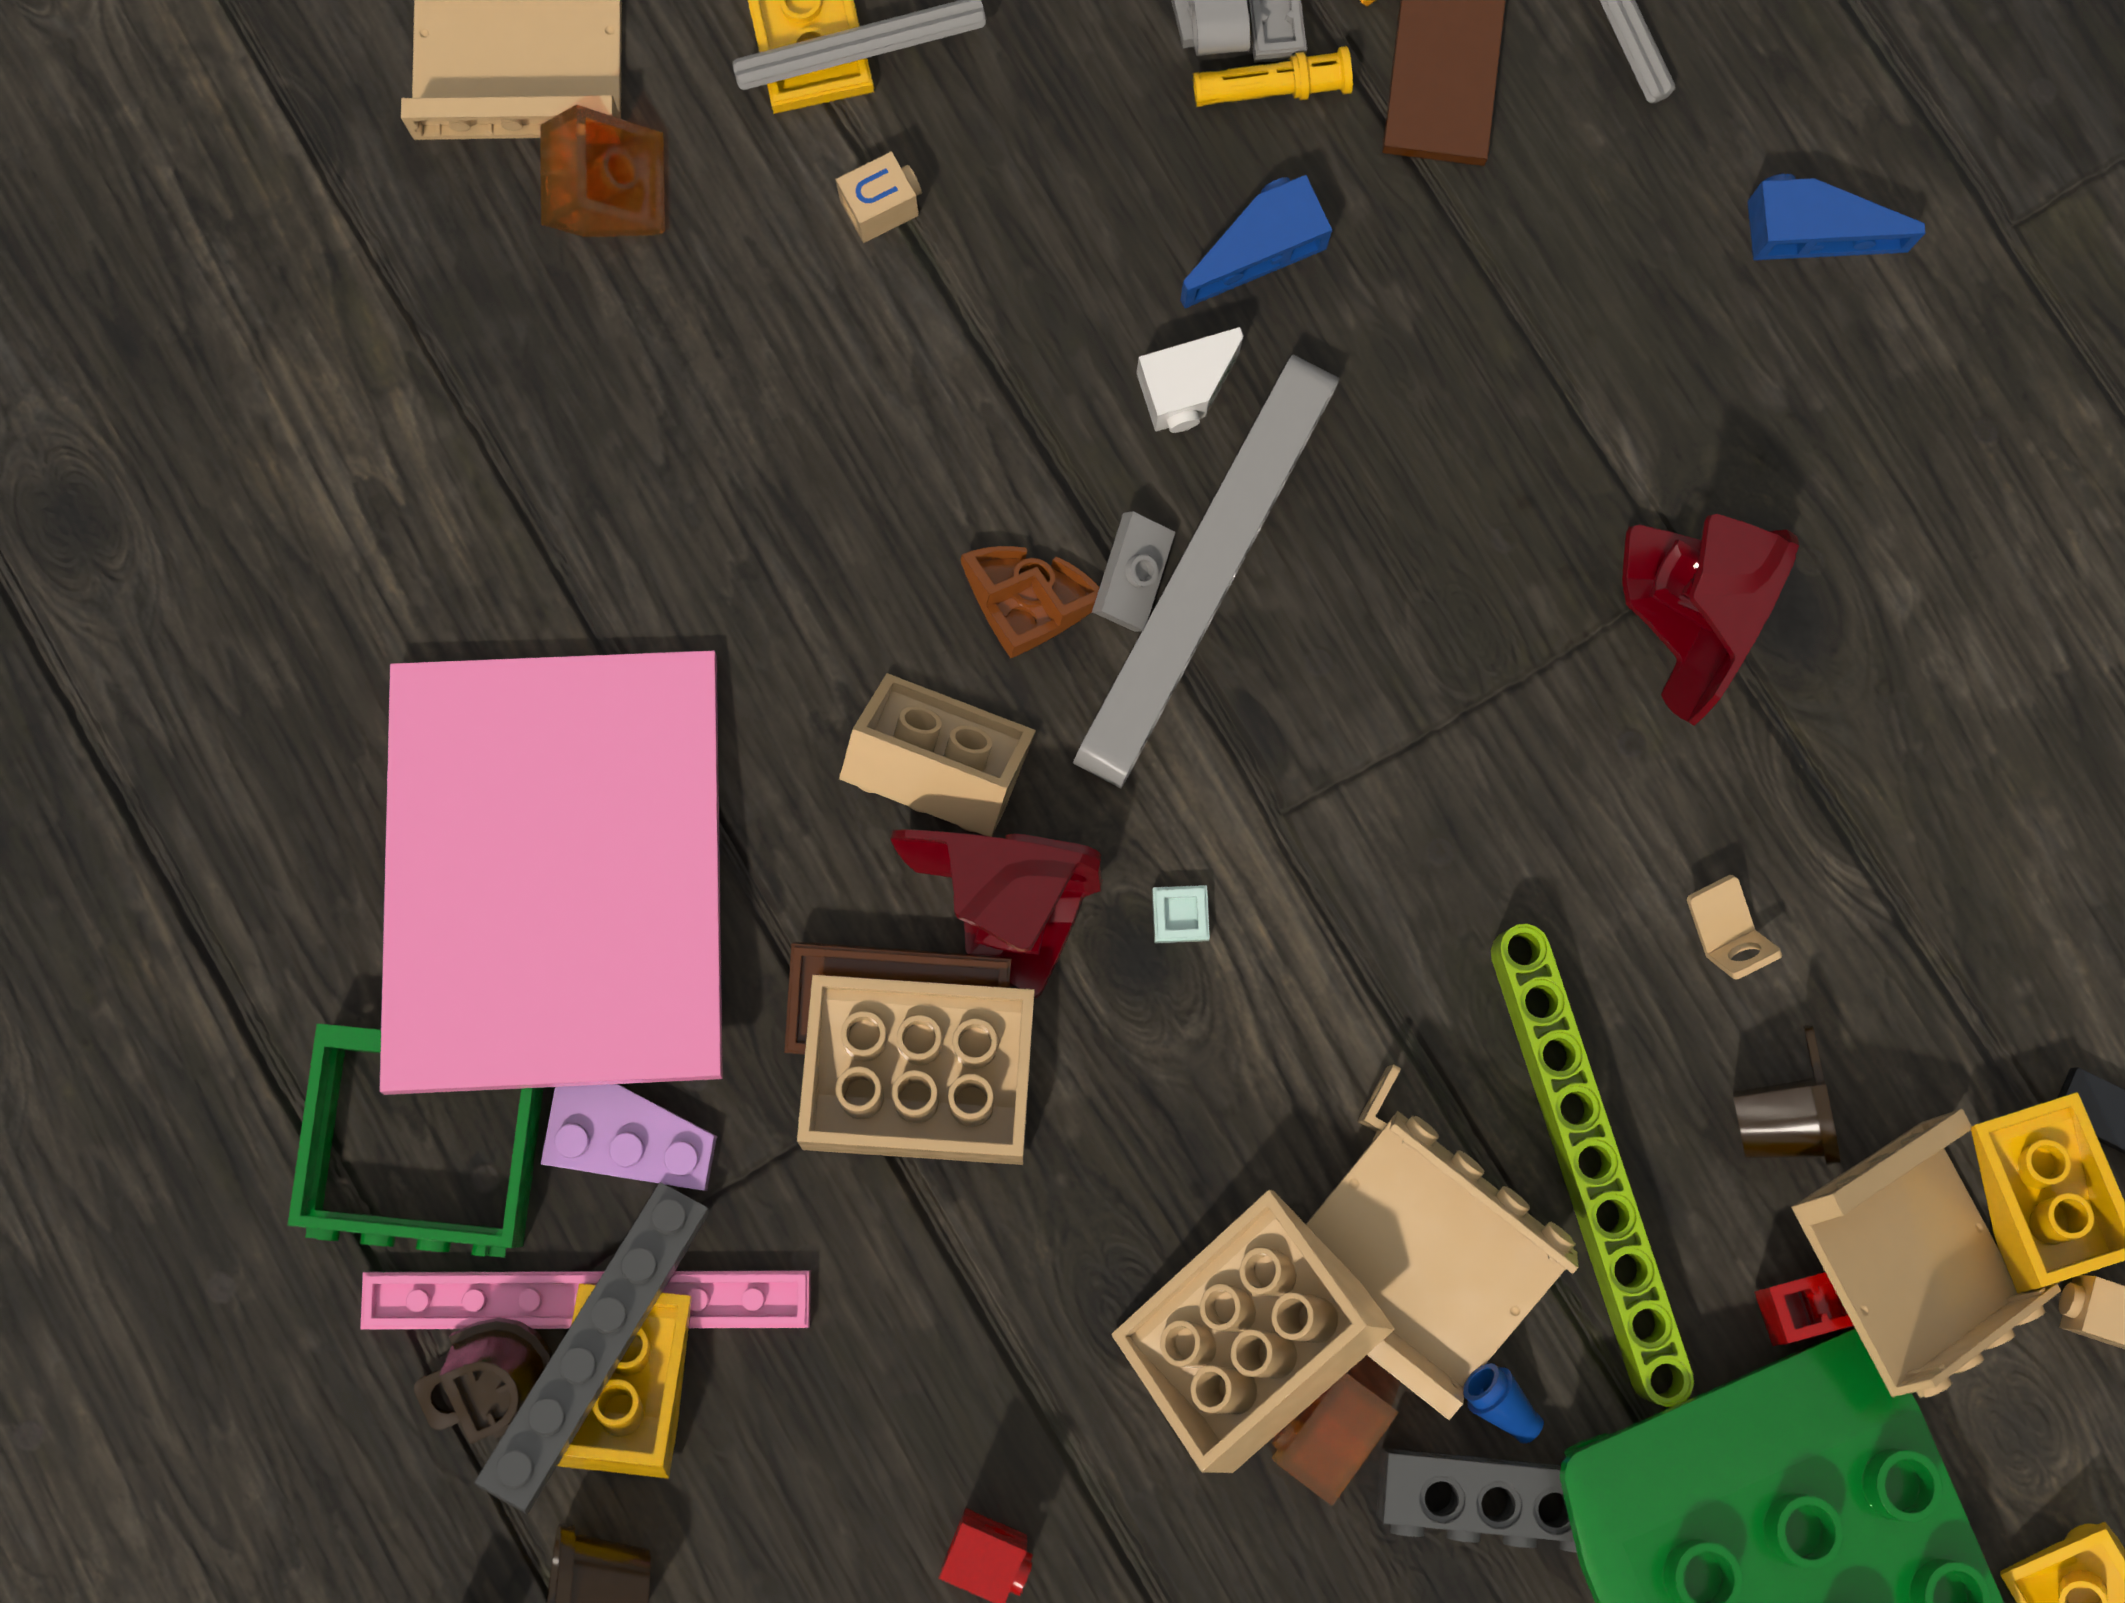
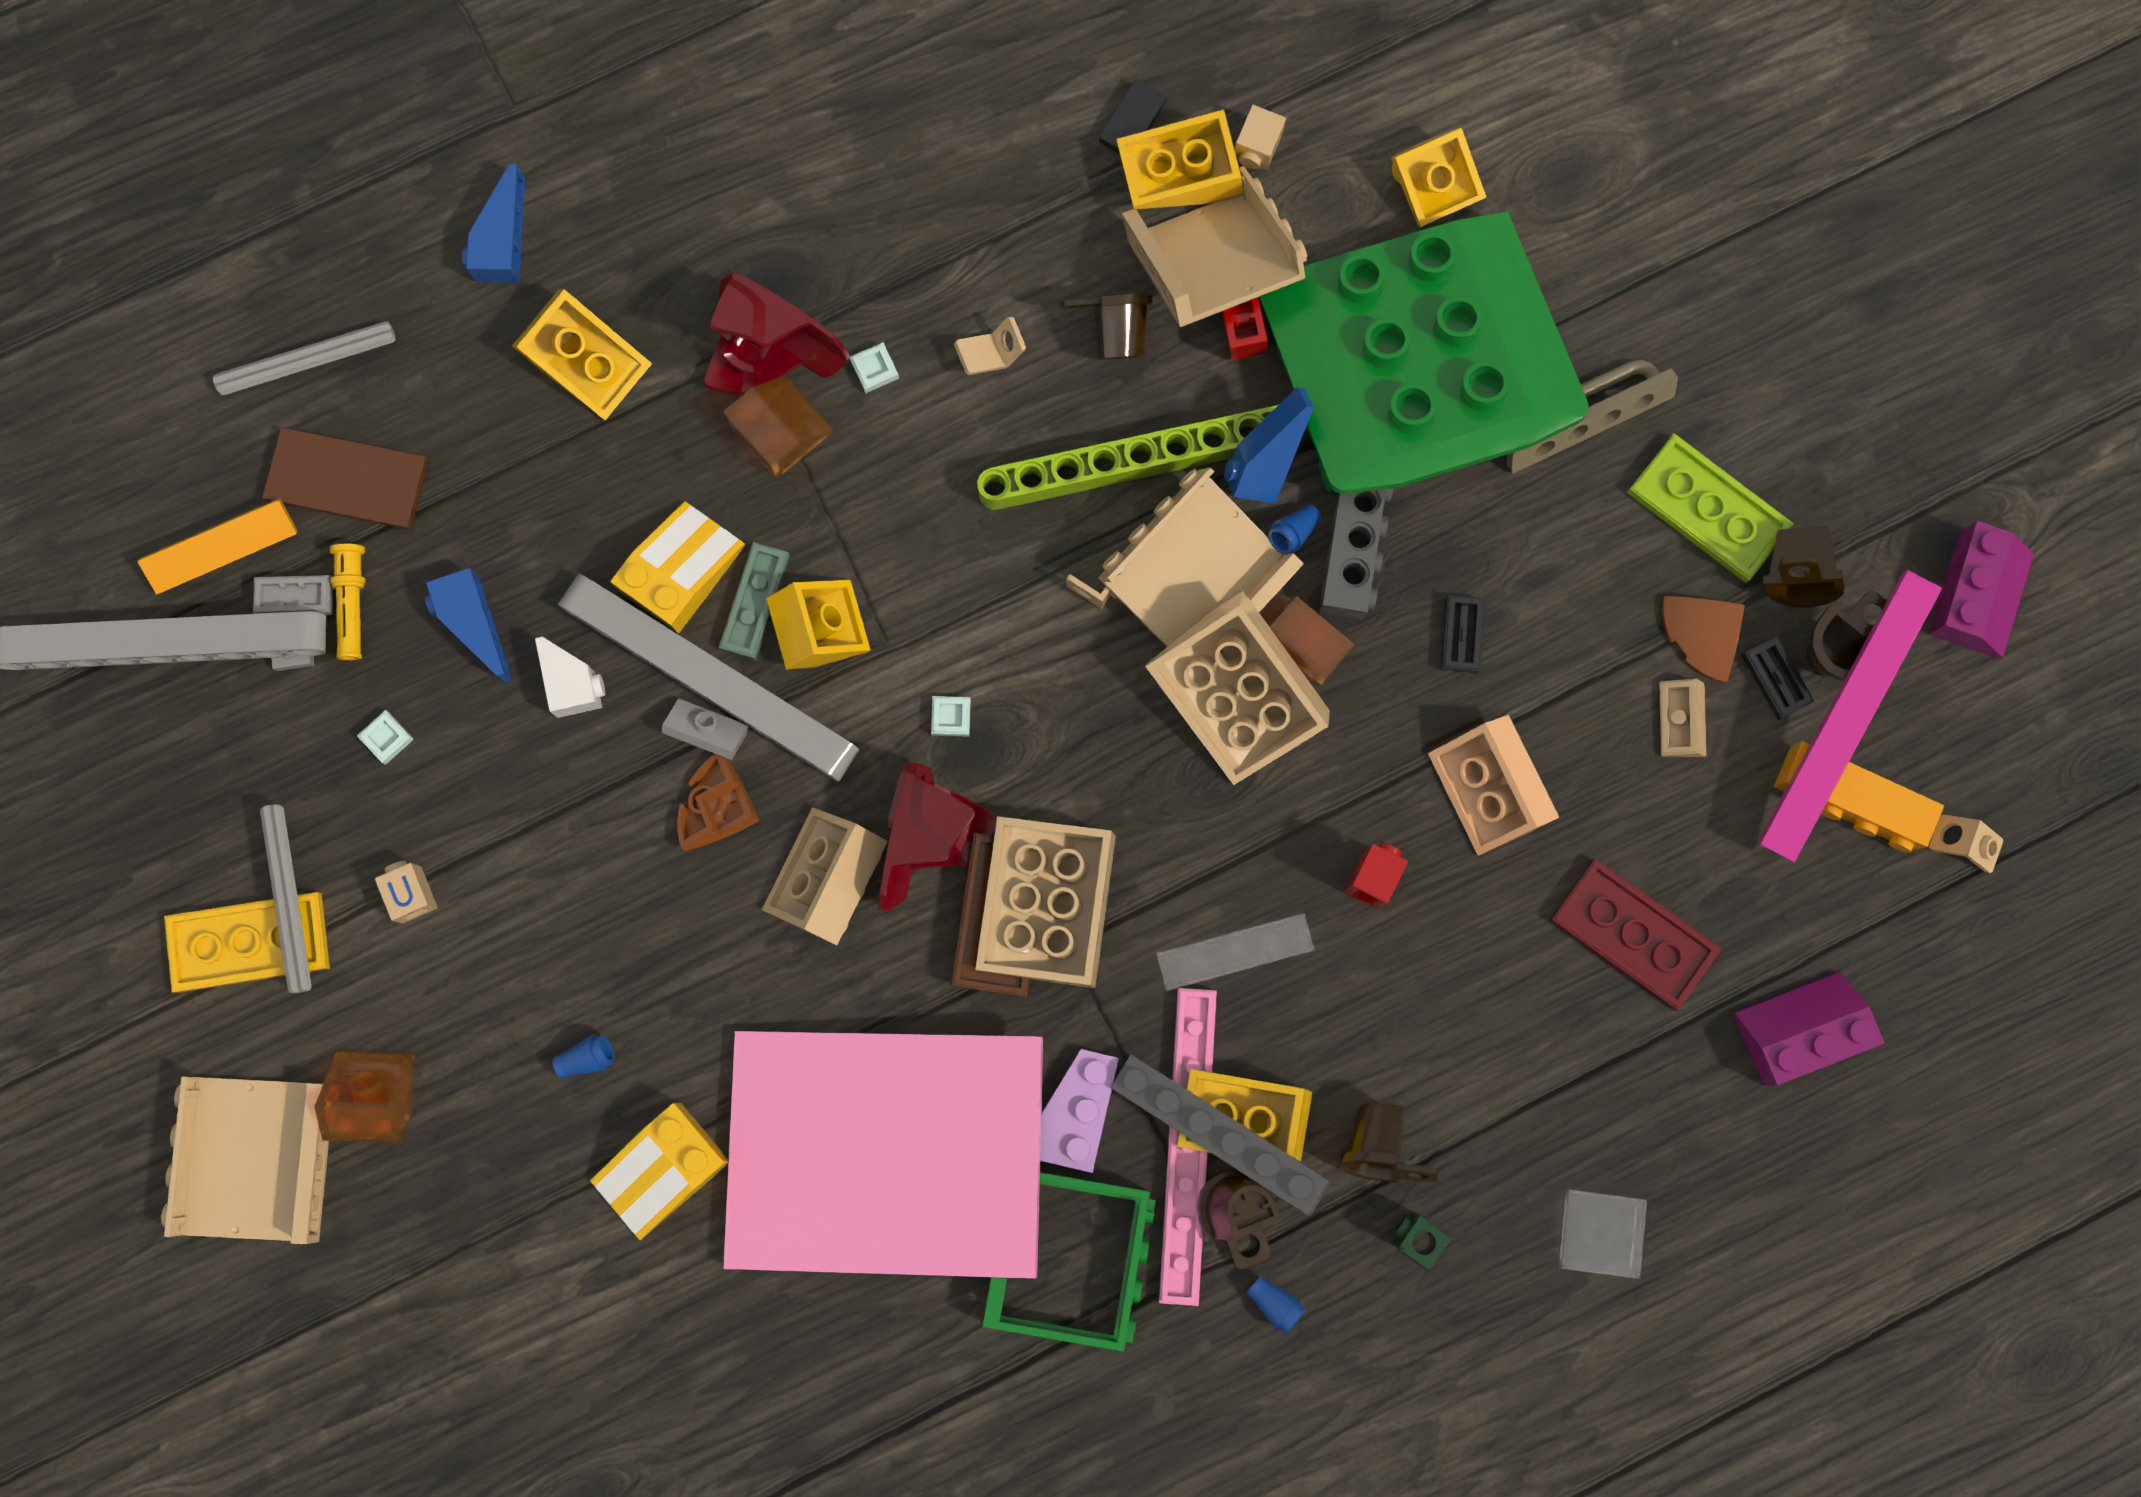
camera: 85 degrees left, 0 degrees up
(364, 1443) = (1276, 1304): none -> blue cone
(523, 569) = (659, 1170): none -> yellow slope
(668, 454) = (586, 1057): none -> blue cone
(866, 1352) = (1235, 952): none -> clear tile
(1090, 149) = (385, 737): none -> light aqua tile
(1298, 714) = (817, 623): none -> yellow slope
(1324, 624) = (750, 607): none -> sand green tile
(1363, 513) = (677, 566): none -> yellow slope
(1585, 633) = (777, 424): none -> clear orange slope
(1616, 1356) = (1268, 450): none -> blue slope
(1656, 352) = (582, 354): none -> yellow slope
(1684, 763) = (874, 367): none -> light aqua tile

